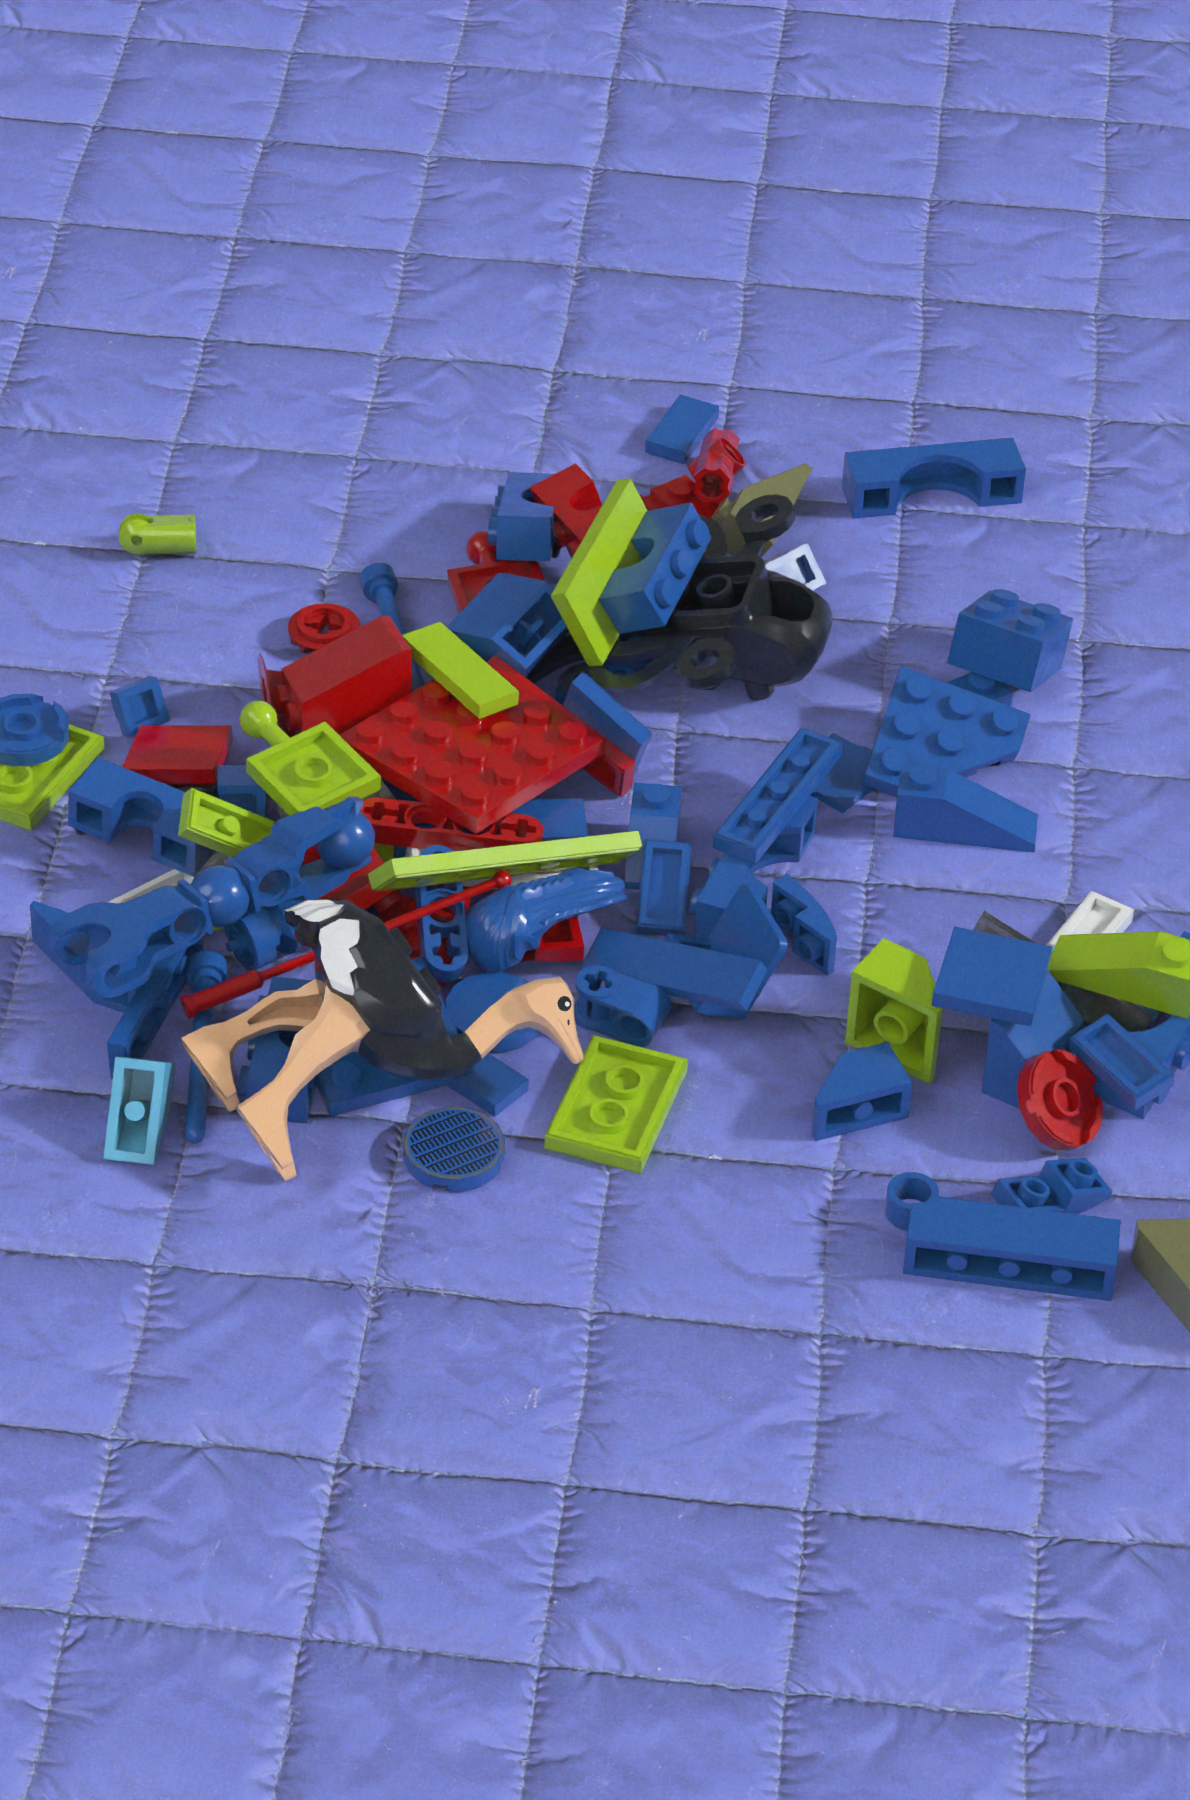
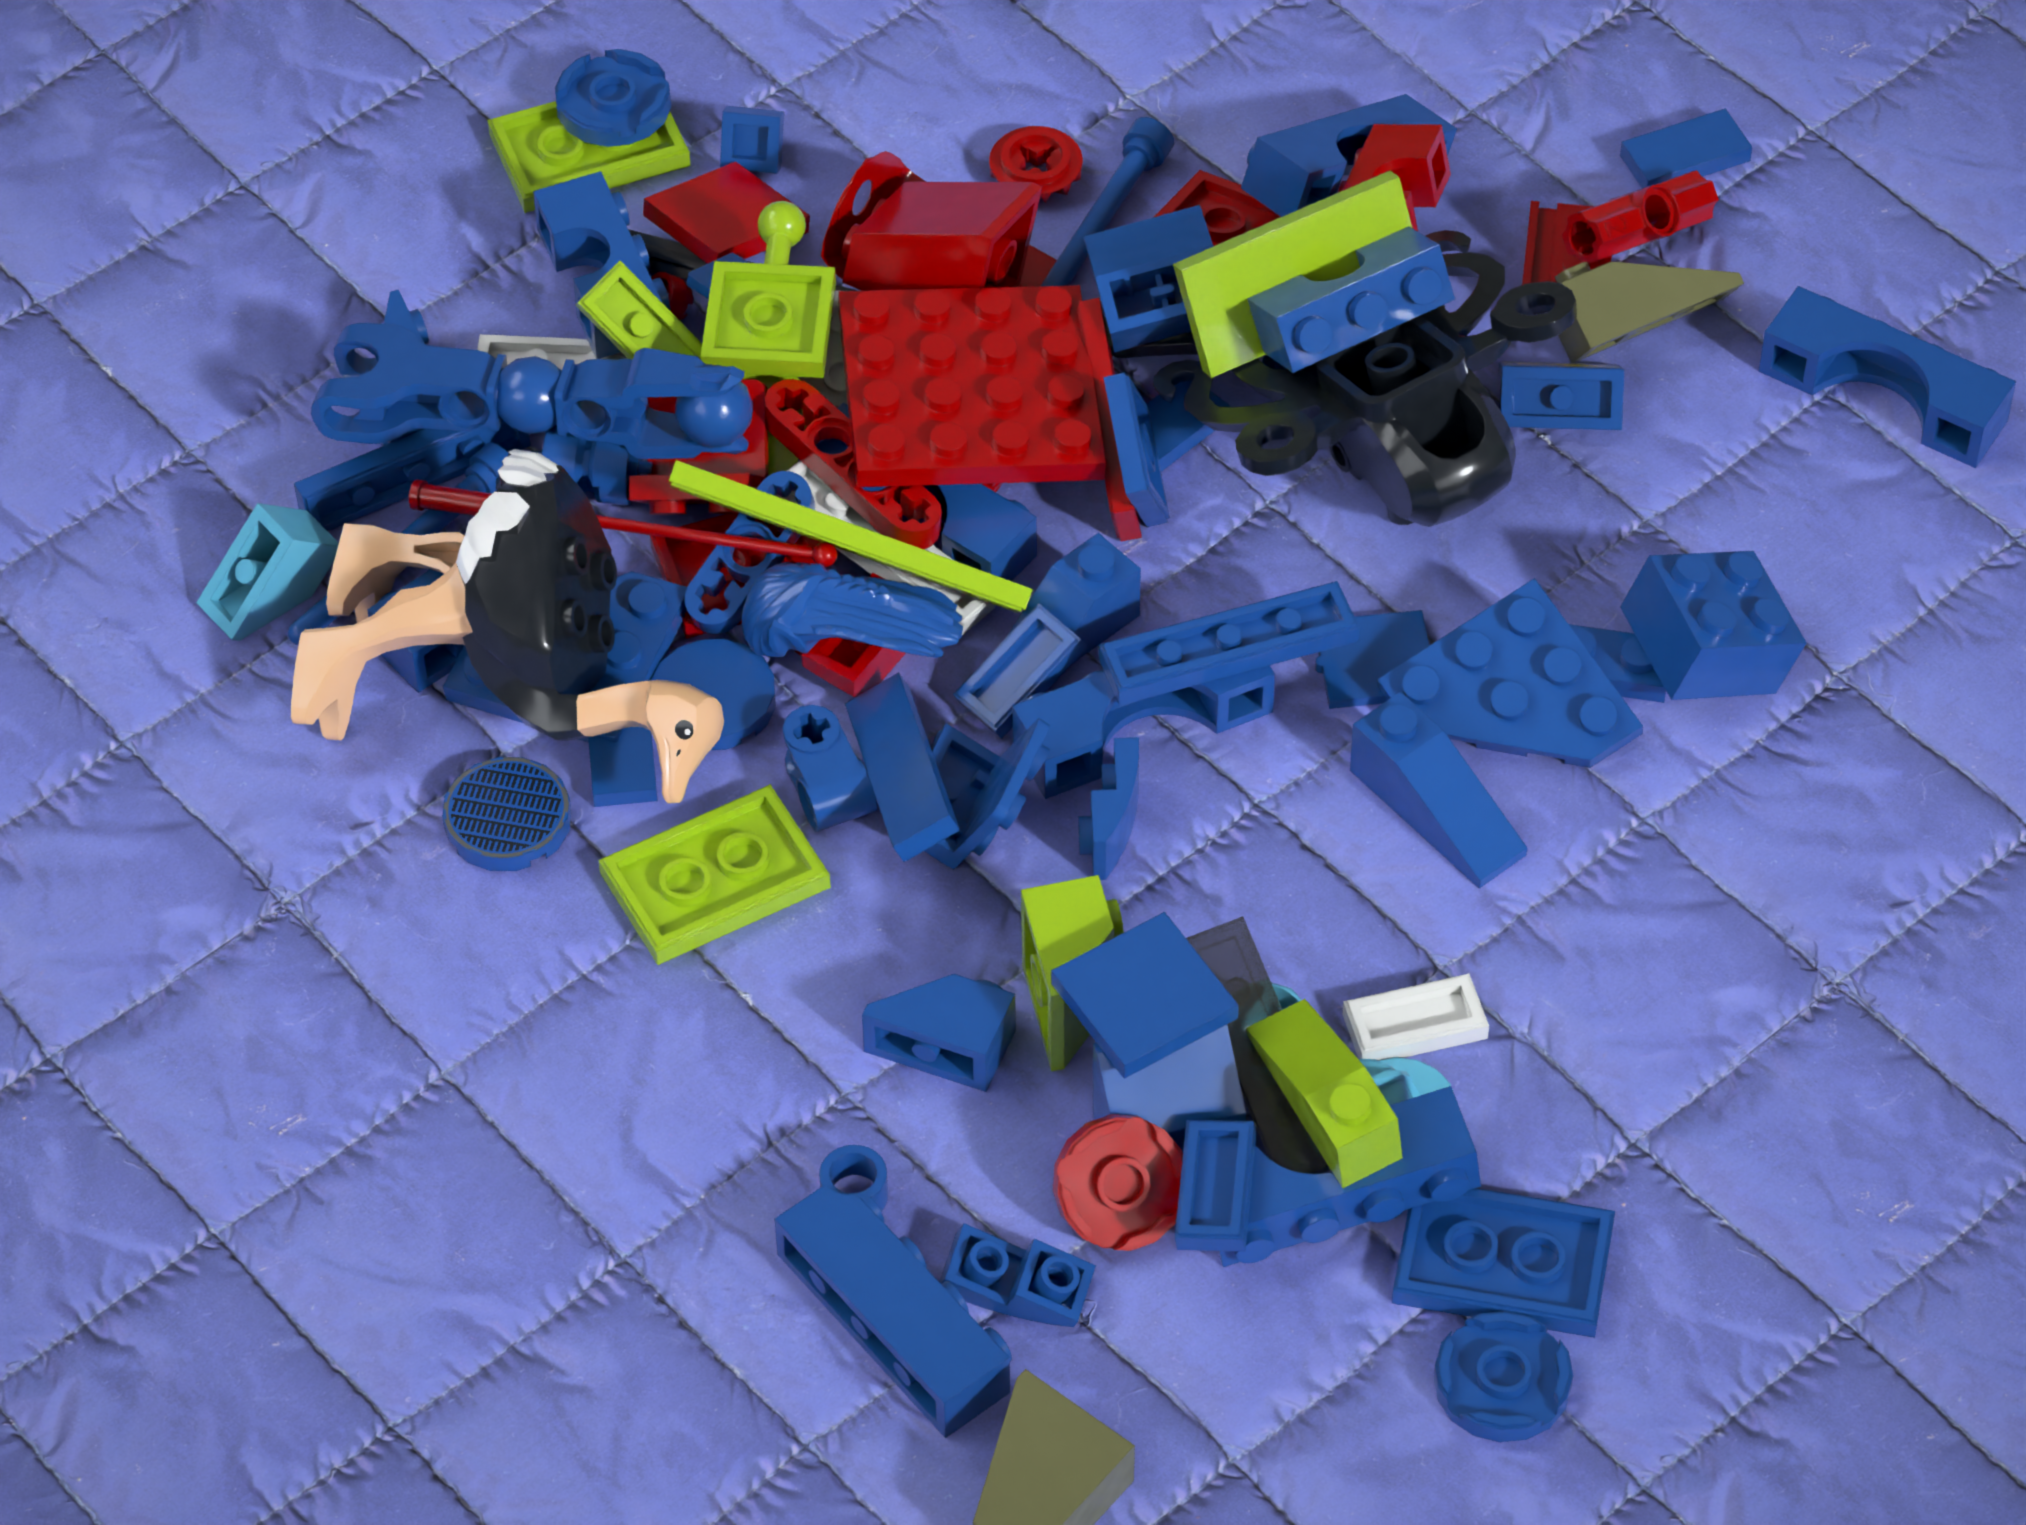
camera: 45 degrees right, 10 degrees up
(461, 670) = (1033, 292): lime tile -> none

